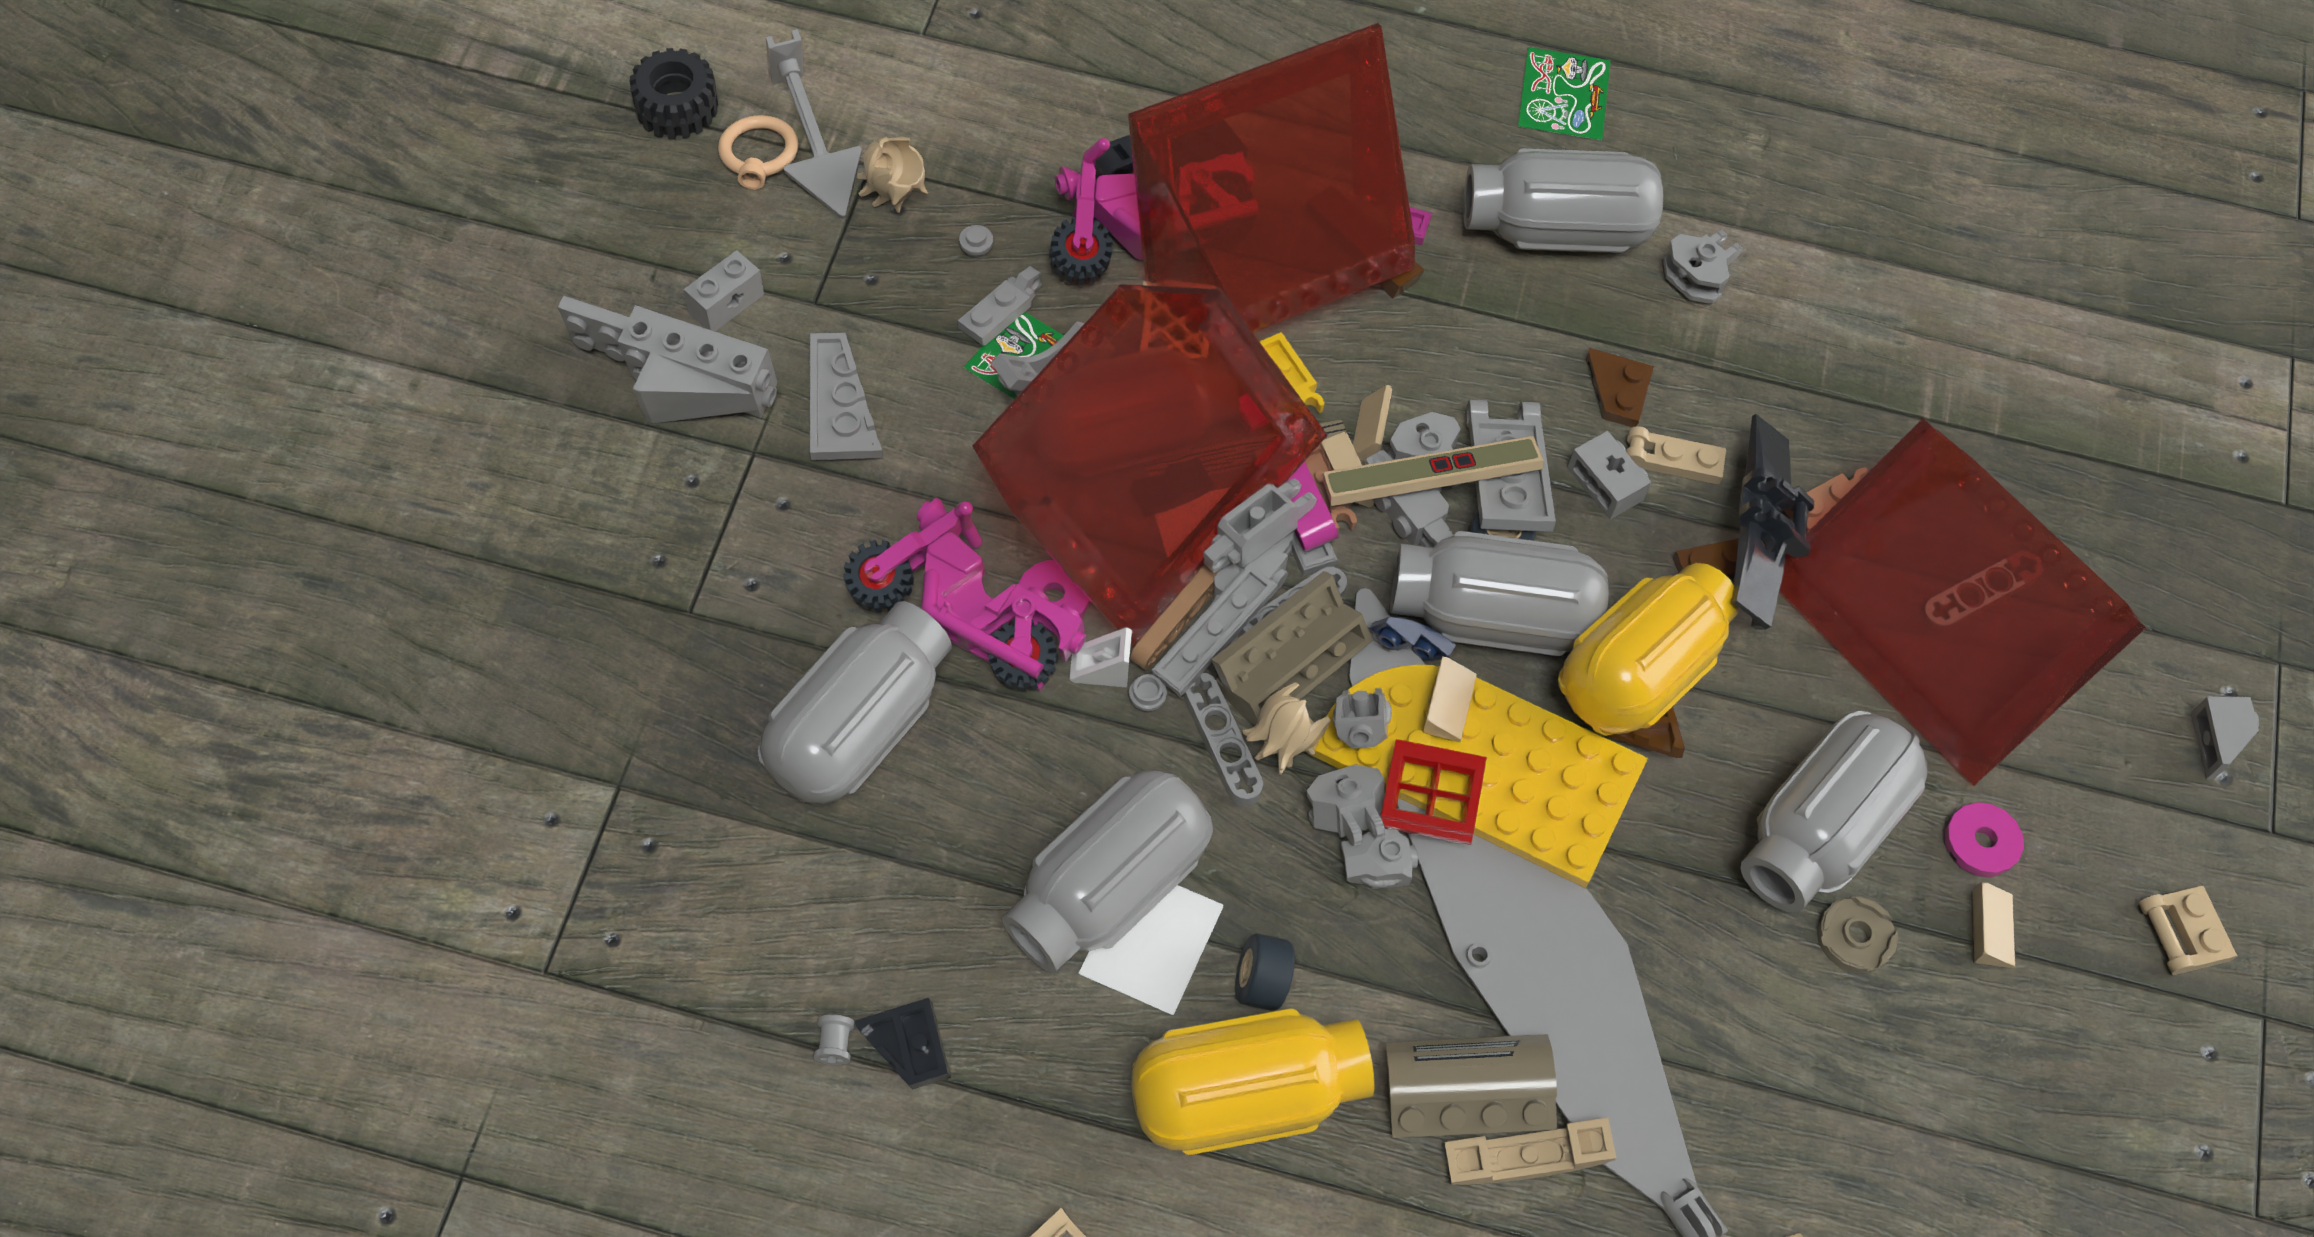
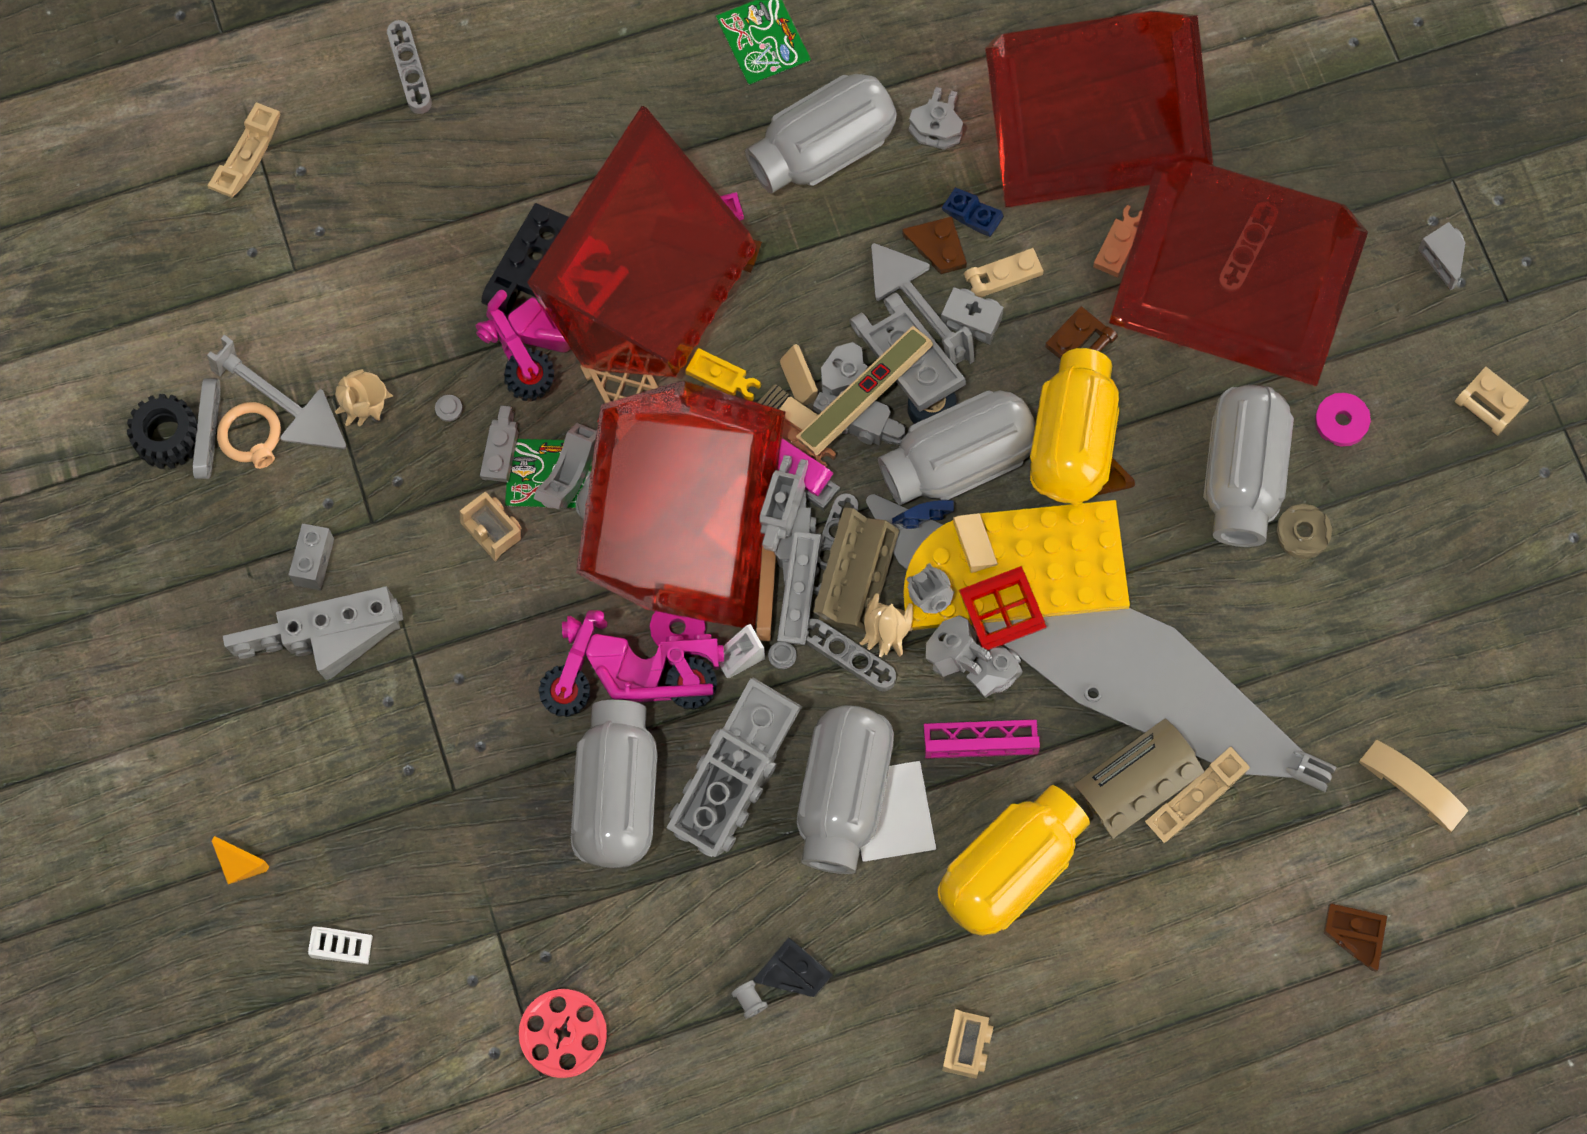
camera: 25 degrees left, 10 degrees up
(405, 537) = (236, 862): none -> light orange slope
(424, 671) = (329, 933): none -> white slope
(587, 952) = (569, 1045): none -> coral wedge
(717, 117) = (206, 428): none -> light grey beam
(838, 406) = (448, 590): light grey wing -> none
(931, 371) = (490, 525): none -> tan window
(998, 770) = (733, 770): none -> light grey wedge
(1265, 972) = (975, 788): black wheel -> none
(1308, 931) = (981, 745): none -> dark pink fence
(1554, 383) = (894, 272): none -> light grey piece
(1679, 377) = (972, 213): none -> dark blue slope
(1763, 496) = (1079, 272): black piece -> none
(1881, 337) = (1097, 104): none -> clear red windscreen
(1993, 926) = (1379, 473): tan slope -> none

